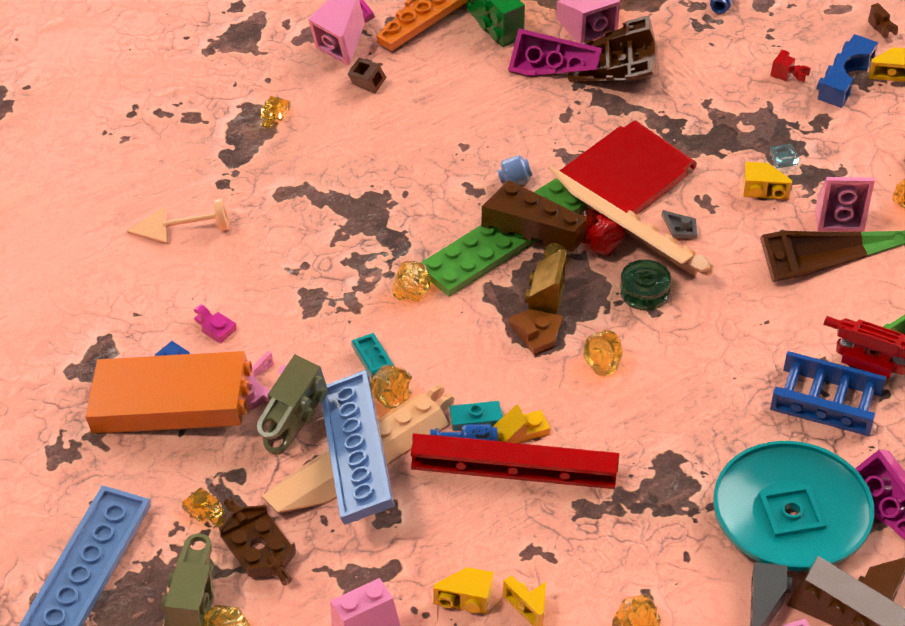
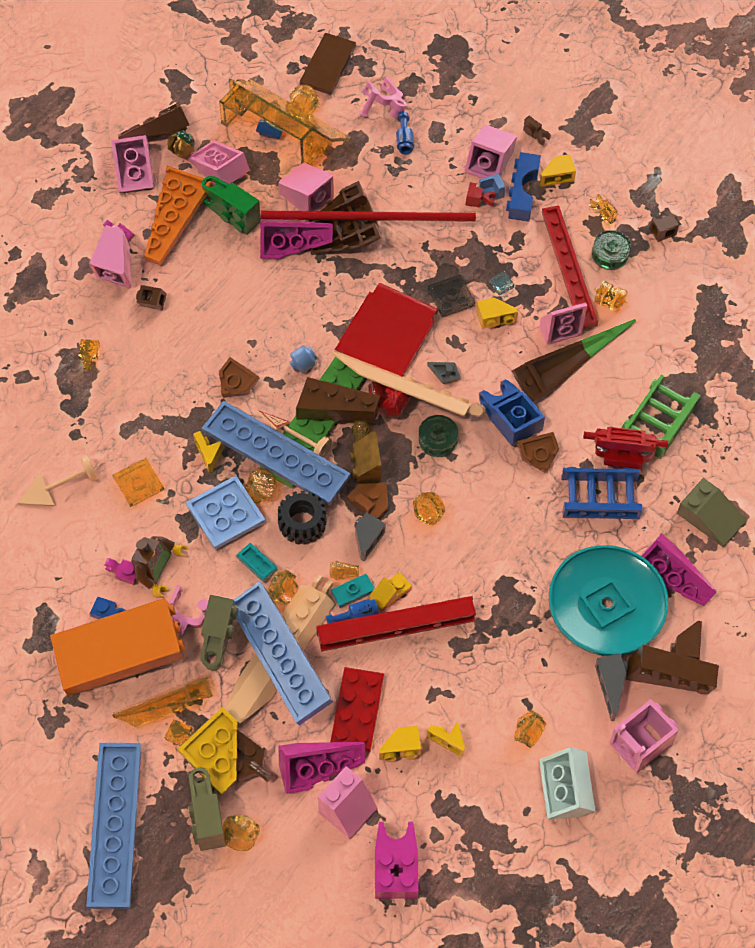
camera: 20 degrees left, 15 degrees up
(199, 466) = (165, 702): none -> clear yellow wedge
(233, 526) = (214, 749): none -> yellow plate
(250, 316) = (151, 559): none -> reddish brown torso
(271, 244) = (138, 482): none -> clear yellow tile
(337, 573) = (315, 762): none -> dark pink wedge
(358, 297) = (225, 512): none -> light blue plate
(367, 234) = (209, 453): none -> yellow slope
(427, 540) = (357, 706): none -> red plate
(428, 172) = (236, 379): none -> dark orange plate
(442, 336) = (302, 531): none -> black tyre
(443, 250) = (276, 452): none -> medium blue plate
(472, 390) = (342, 570): none -> clear yellow cone
(497, 260) = (321, 447): none -> light nougat piece
(519, 361) = (368, 533): none -> dark grey slope
(647, 52) = (368, 216): none -> red piece
(717, 153) = (451, 295): none -> clear smoke plate
(747, 283) = (512, 413): none -> blue brick
(765, 330) = (539, 450): none -> dark orange plate
(809, 57) = (493, 184): none -> medium blue panel
(817, 30) = (490, 152): none -> bright pink slope
(874, 156) = (568, 262): none -> red plate

